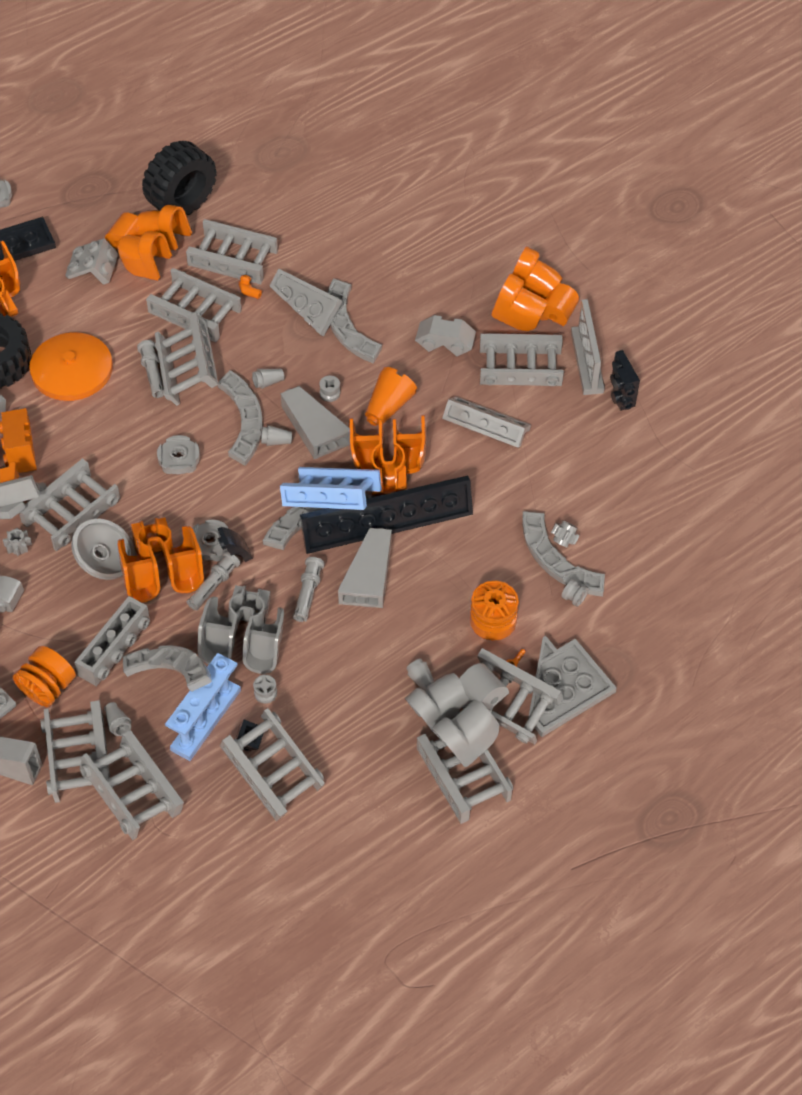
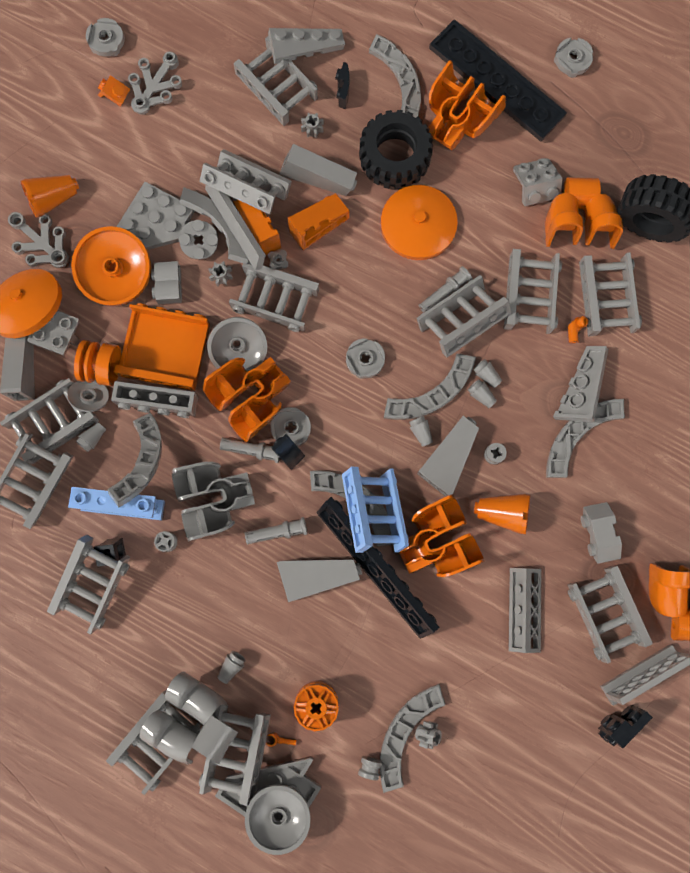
camera: 65 degrees right, 25 degrees up
(58, 616) = (163, 347): none -> orange panel
(71, 703) = (87, 396): none -> light grey dish
(247, 366) = (487, 373): none -> light grey cone
(586, 662) = (274, 834): none -> light grey dish

